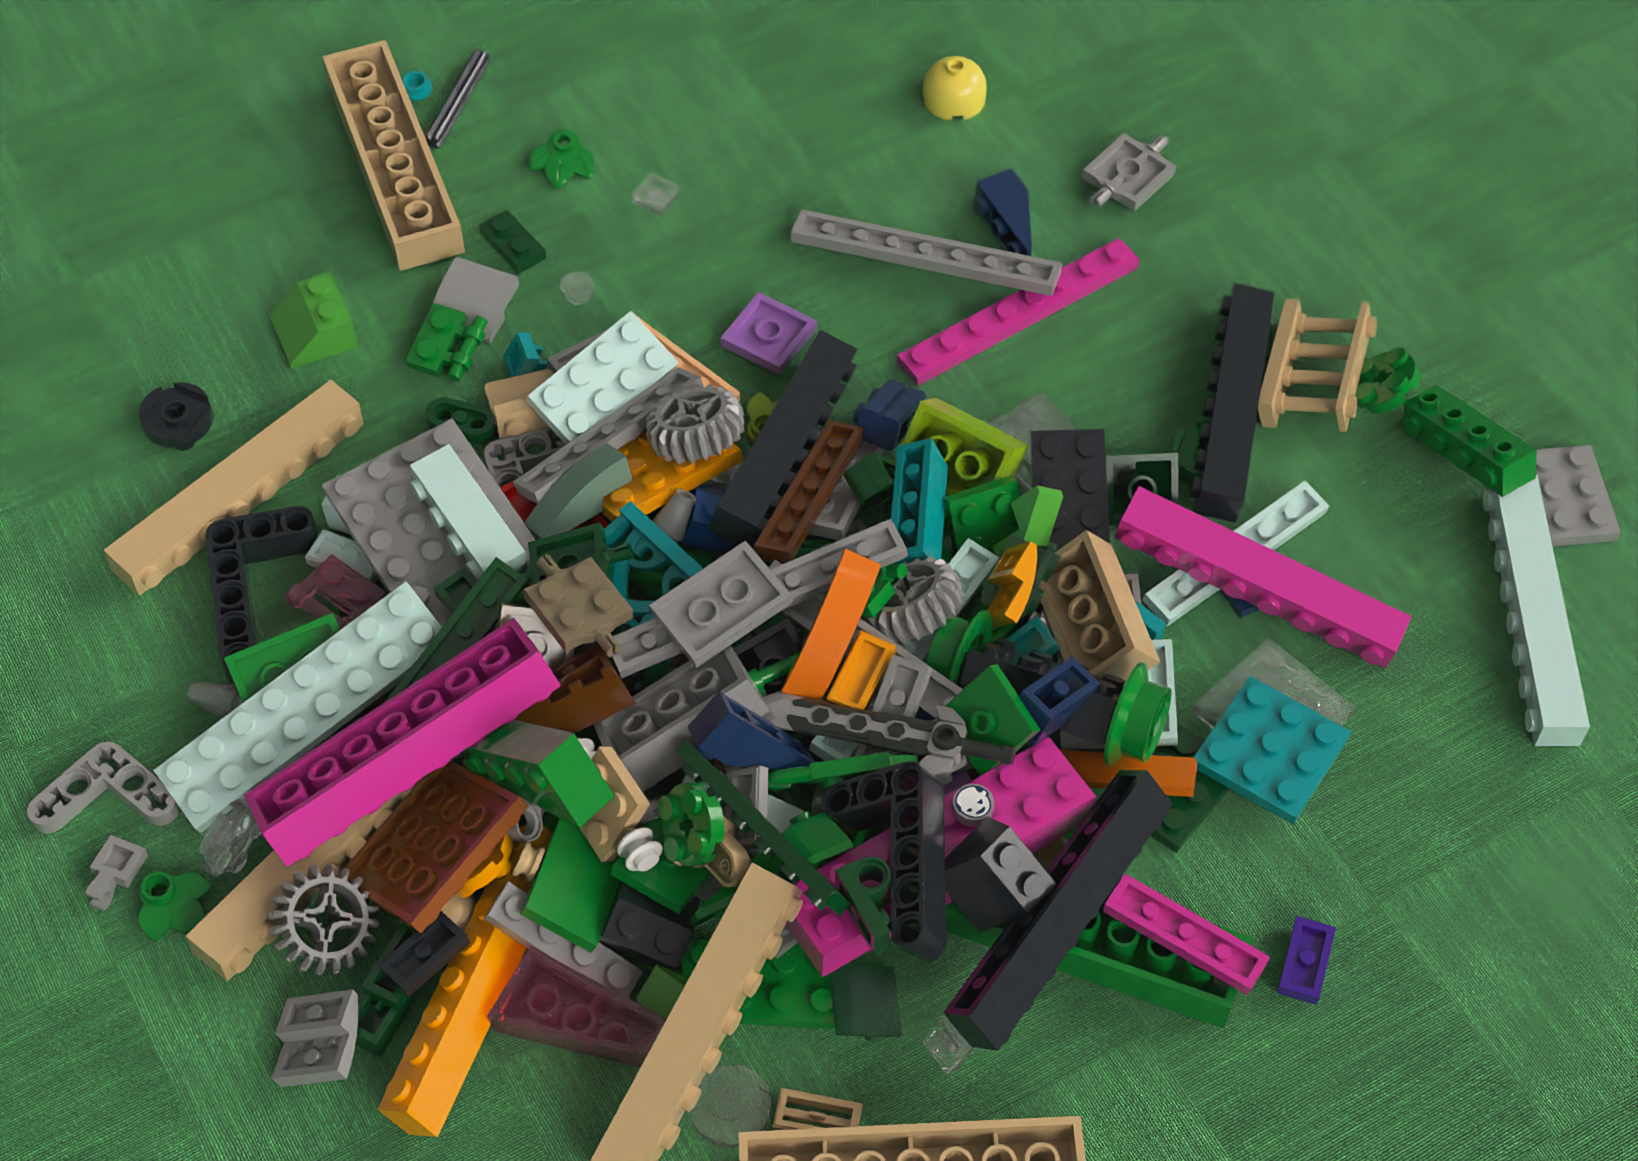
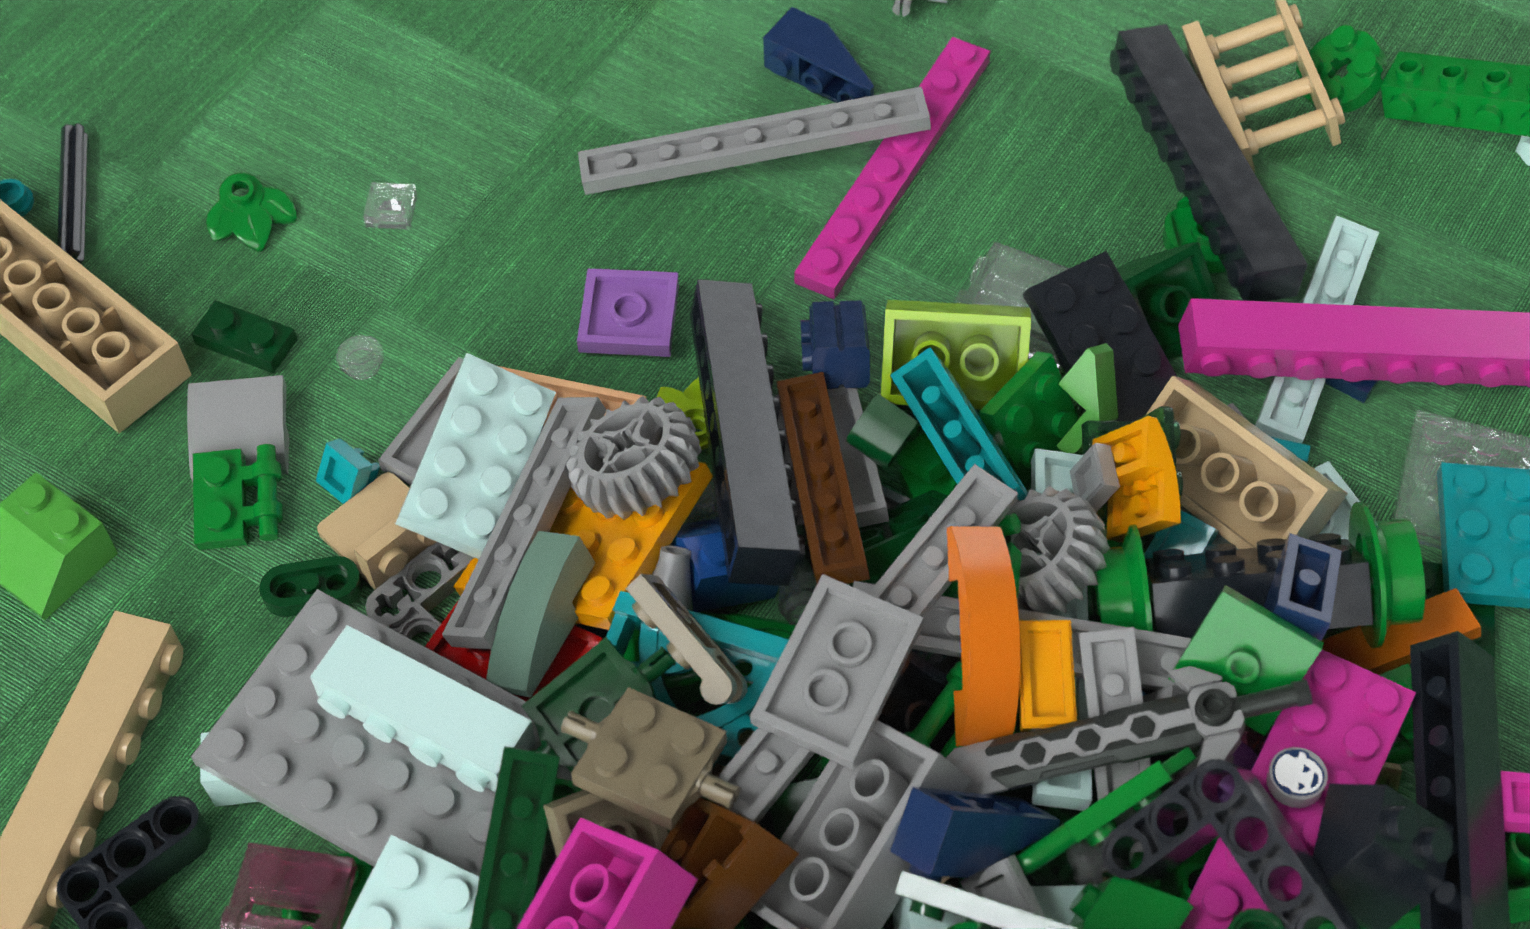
camera: 25 degrees left, 0 degrees up
(343, 549) = (265, 826): light aqua plate -> none
(454, 589) = (465, 815): dark green plate -> none
(648, 545) = (688, 640): none -> plate
(987, 572) = (1095, 476): none -> light grey tile

